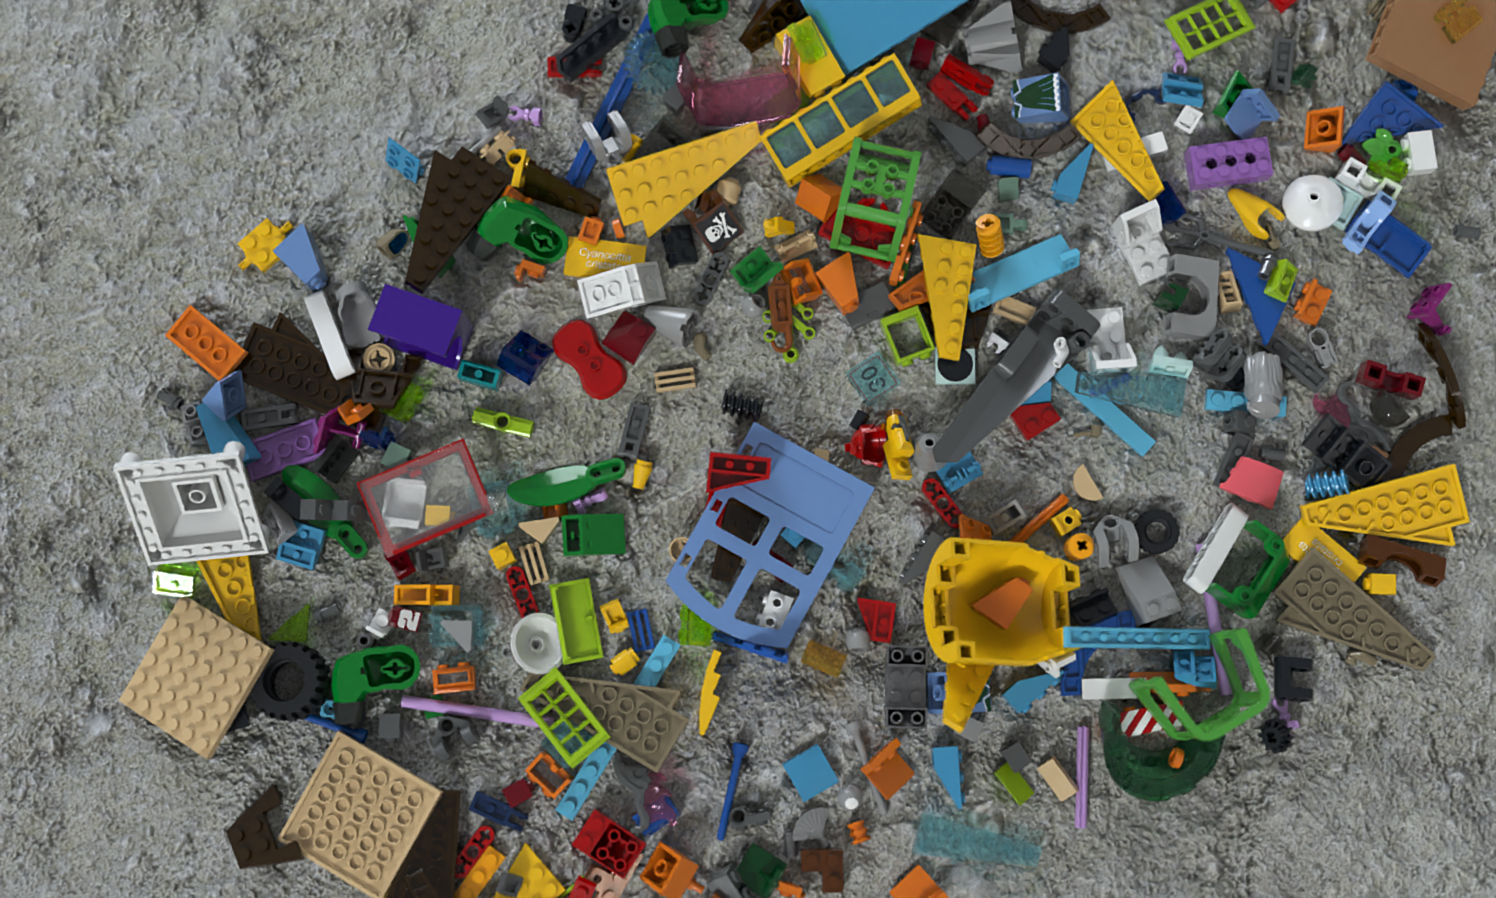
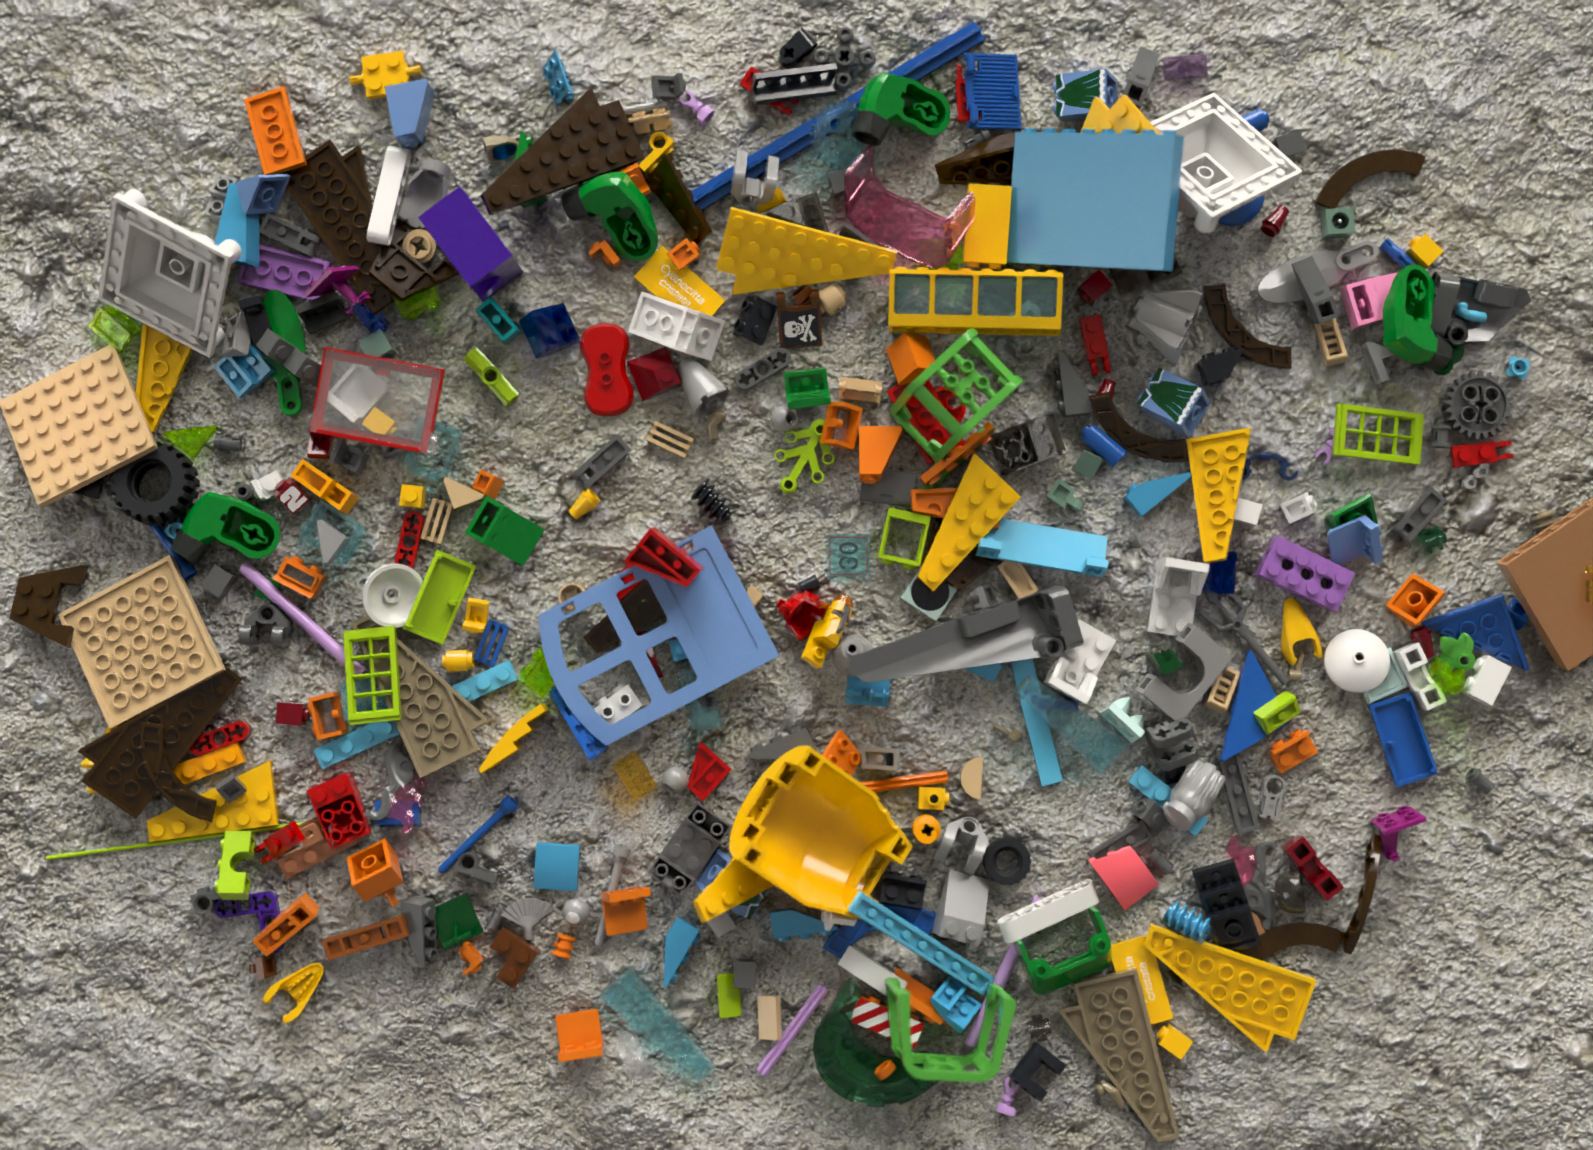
camera: 35 degrees right, 5 degrees up
(170, 398) = (213, 160): dark grey pin -> none
(354, 413) = (363, 282): orange bracket -> none
(496, 810) = (262, 716): dark blue hinge -> none
(564, 483) = (509, 467): green plant -> none
(597, 496) = (511, 496): lavender piece -> none
(618, 228) = (710, 267): orange tile -> none
(777, 226) = (854, 361): yellow piece -> none
(781, 312) = (804, 441): dark orange plate -> none
(807, 42) = (990, 210): clear neon green bracket -> none
(937, 488) = (828, 725): red beam -> none
(967, 75) = (1121, 335): red hinge -> none
(990, 235) = (1039, 497): light orange piece -> none
(1003, 602) = (825, 832): orange slope -> none
(1034, 419) = (968, 688): red wing -> none
(1062, 351) = (1030, 645): white arm -> none
(1182, 89) = (1310, 478): dark azure slope -> none
(1266, 269) = (1277, 689): flat silver pin -> none
(1276, 735) = (986, 1110): black gear -> none
(1368, 222) = (1391, 713): light blue arch -> none
(1425, 566) = (1225, 1053): reddish brown arch -> none

